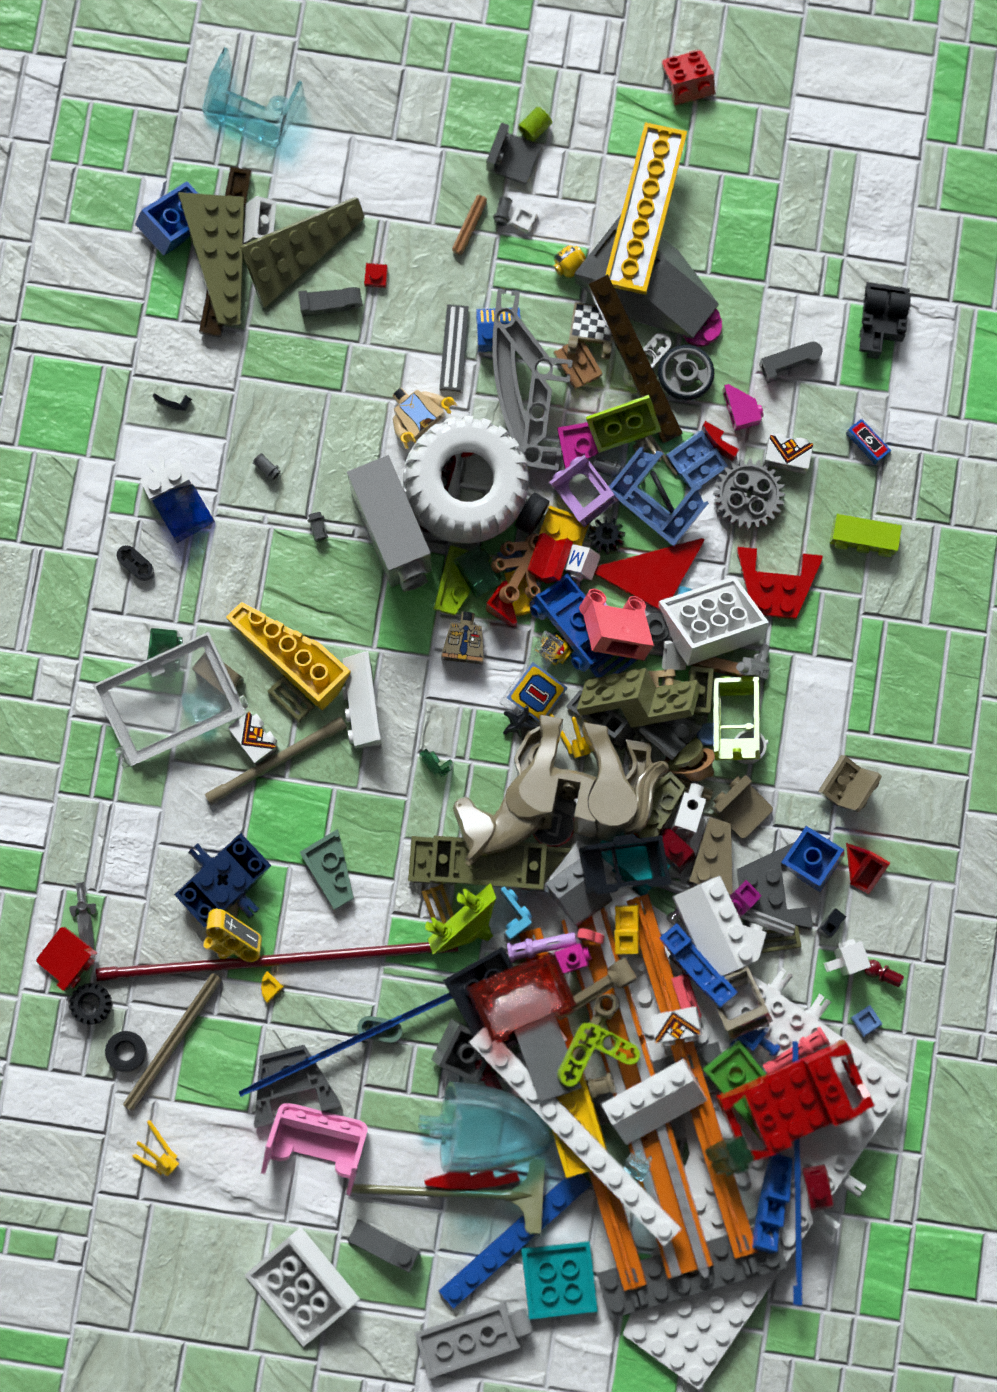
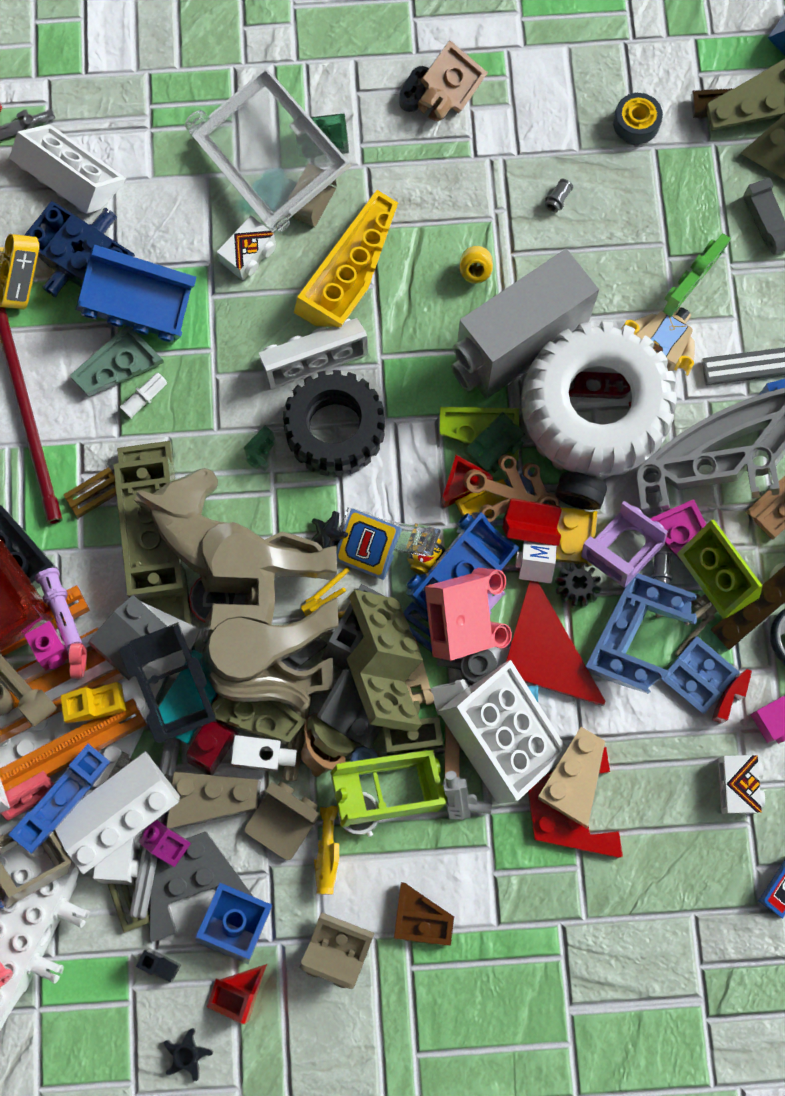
camera: 85 degrees right, 5 degrees down
(138, 879) = (65, 167): none -> white slope
(140, 532) = (450, 82): none -> plate
(164, 479) = (513, 94): white brick -> none
(174, 405) = (602, 94): black piece -> none
(183, 512) = (483, 120): clear blue slope -> none
(208, 372) = (634, 130): none -> wheel
(279, 839) = (134, 293): none -> blue panel
(304, 712) = (282, 292): olive tile -> none
(316, 550) = (476, 264): none -> yellow head
(317, 526) = (506, 263): dark grey pin -> none
(326, 731) = (183, 233): dark tan piece -> none
(364, 367) = (699, 267): none -> bright green hinge
(365, 851) = (143, 395): none -> white axle
(429, 666) = (327, 391): none -> black tyre
(464, 641) = (410, 450): torso -> none
(466, 924) = (71, 518): lime connector -> none
(516, 927) = (99, 581): medium azure bracket -> none
(662, 491) = (667, 622): black tyre -> none
(753, 474) = (701, 749): light grey gear -> none
(757, 575) = (575, 778): none -> tan wing
(775, 776) = (327, 855): none -> yellow animal
(837, 717) = (422, 919): none -> reddish brown wing
(849, 958) = (115, 996): white brick -> none
(865, 535) = (662, 907): lime brick -> none
(866, 1021) = (46, 1037): medium blue tile -> none
(885, 974) = (113, 1033): dark red axle -> none
(901, 915) = (186, 1055): none -> black animal

